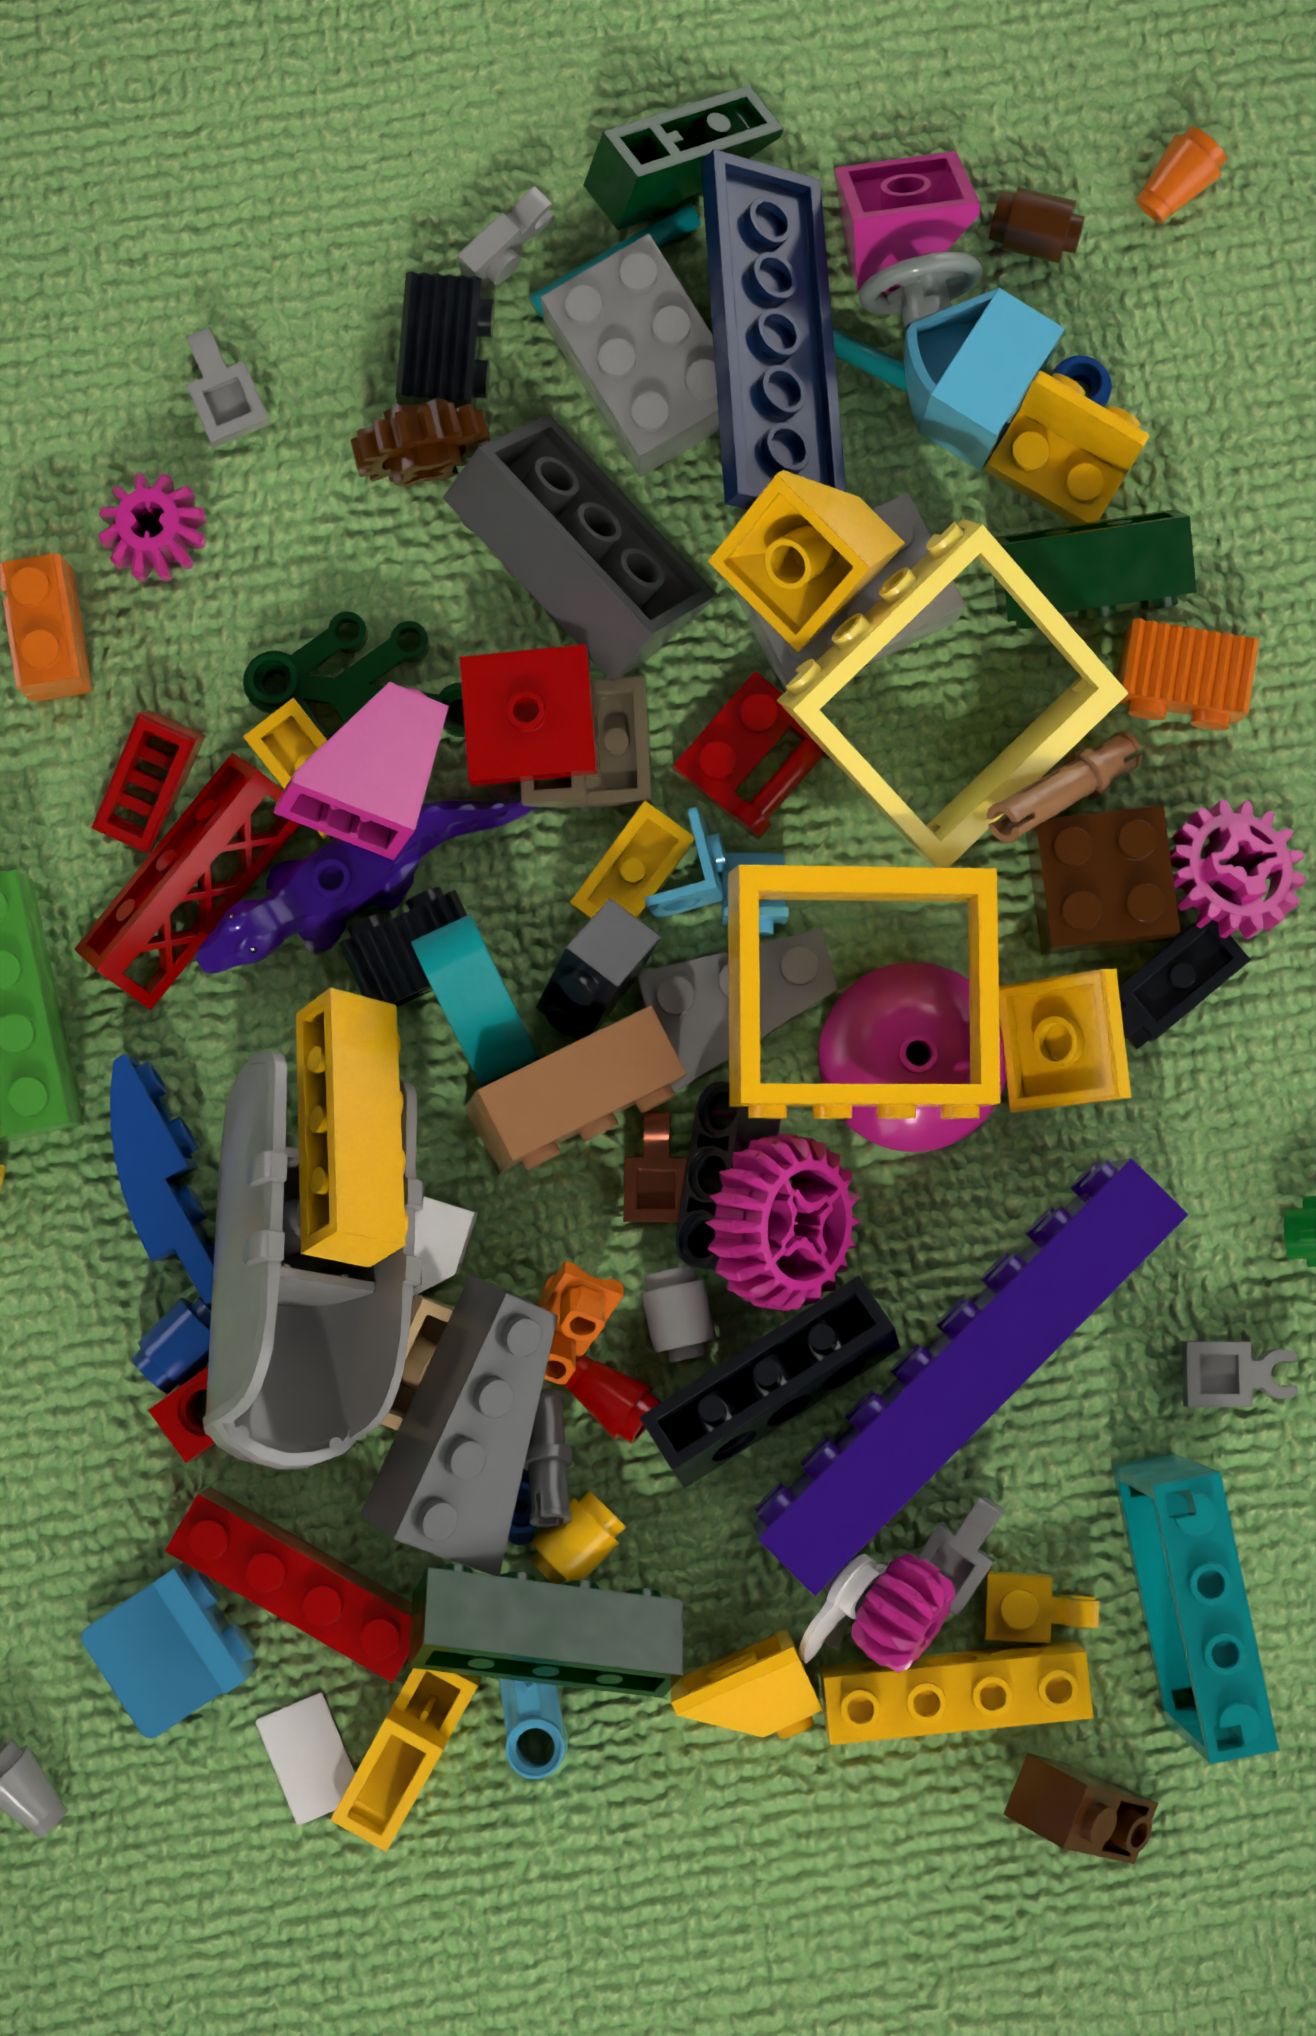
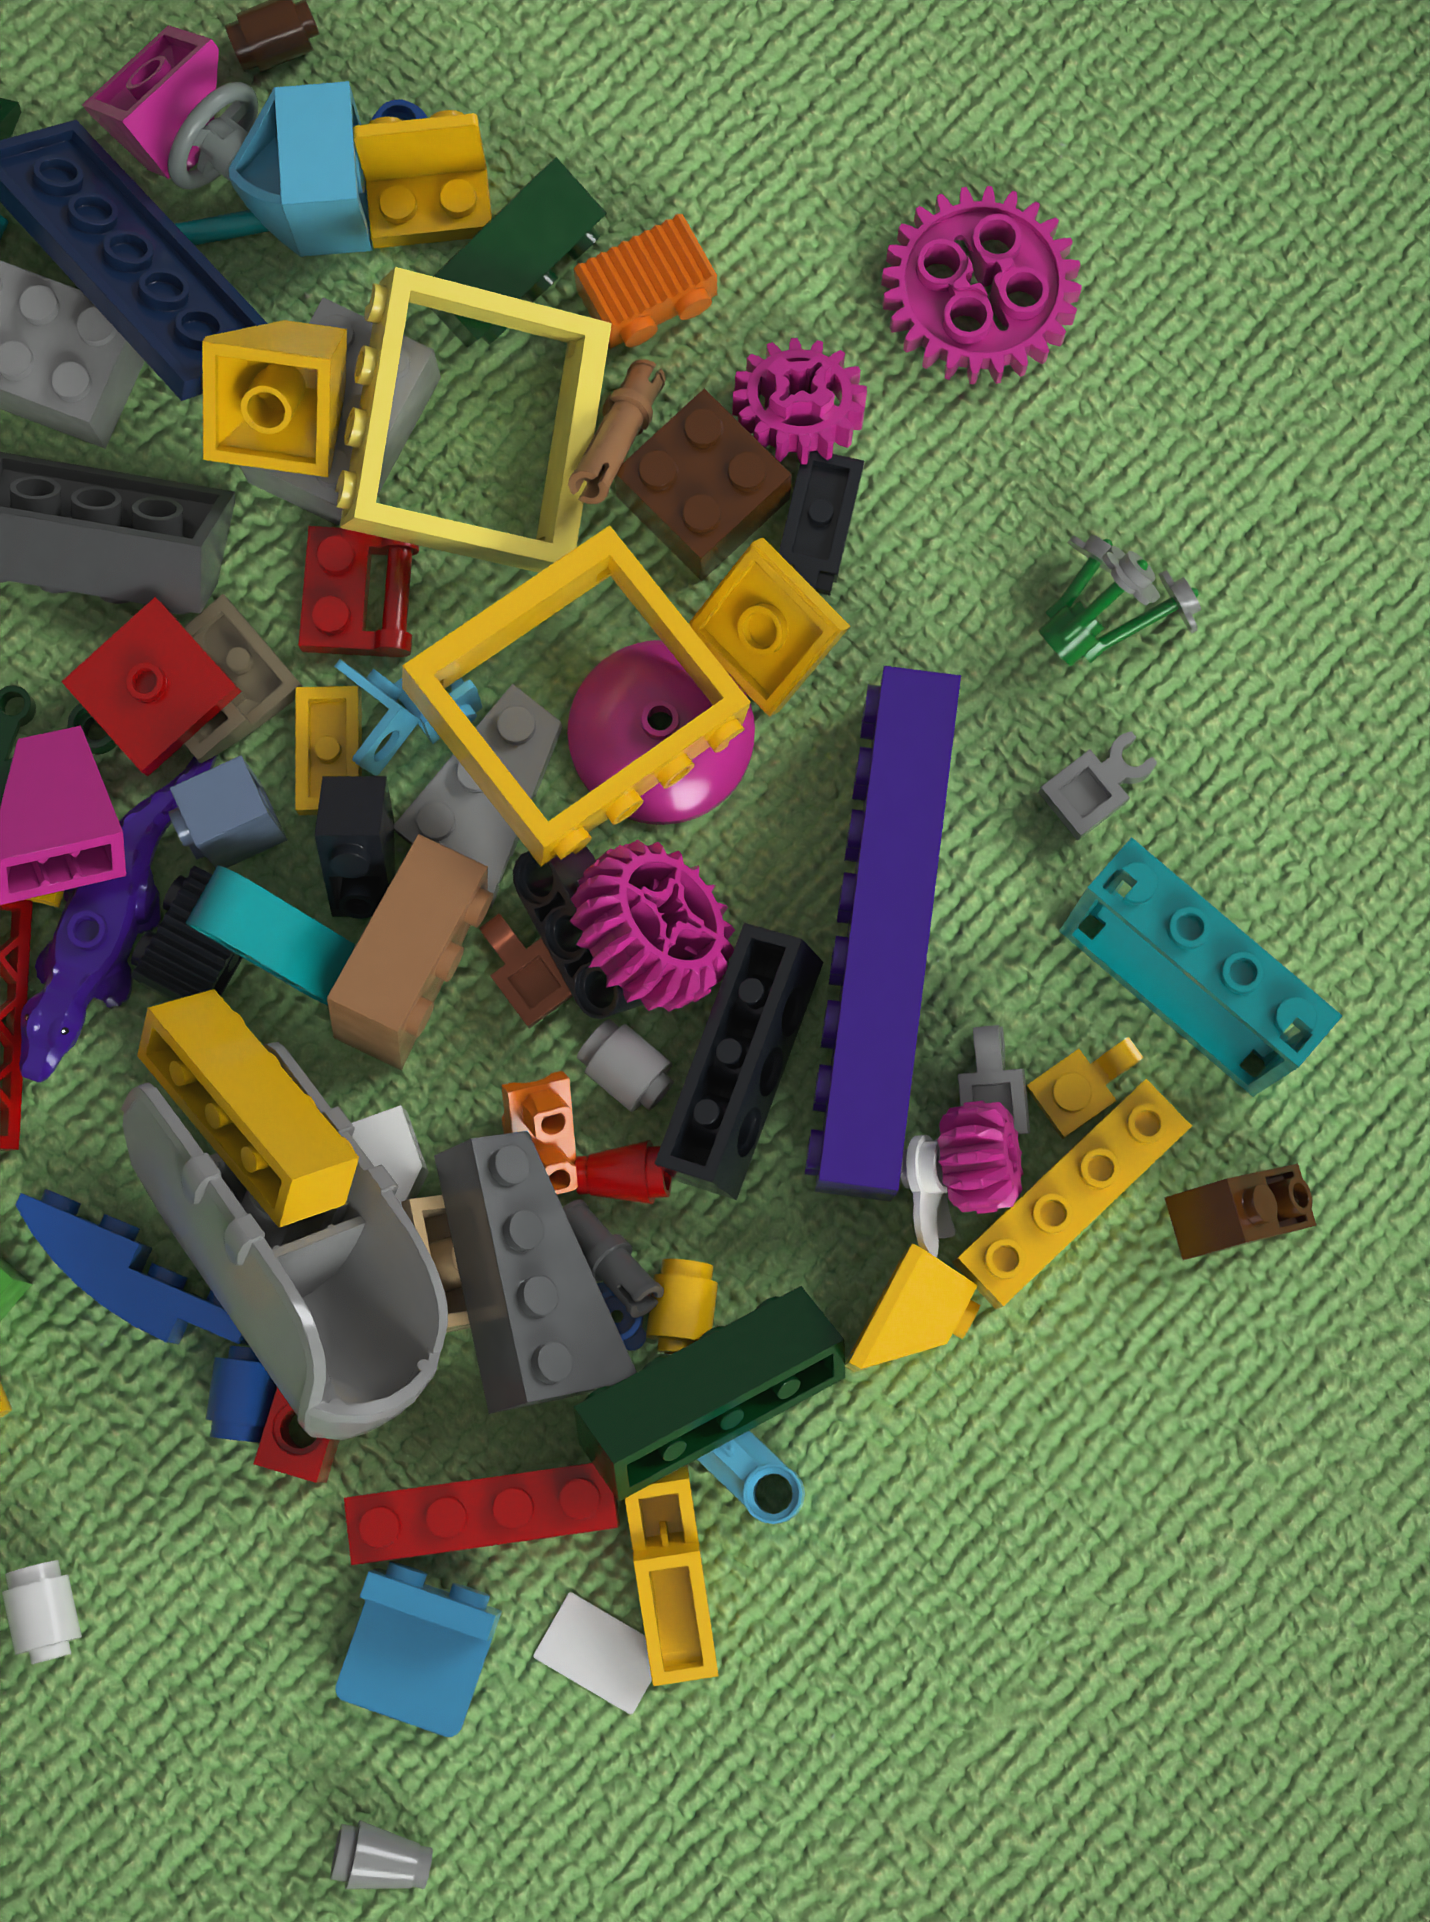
camera: 35 degrees left, 5 degrees down
(509, 868) = (225, 814): none -> sand blue brick

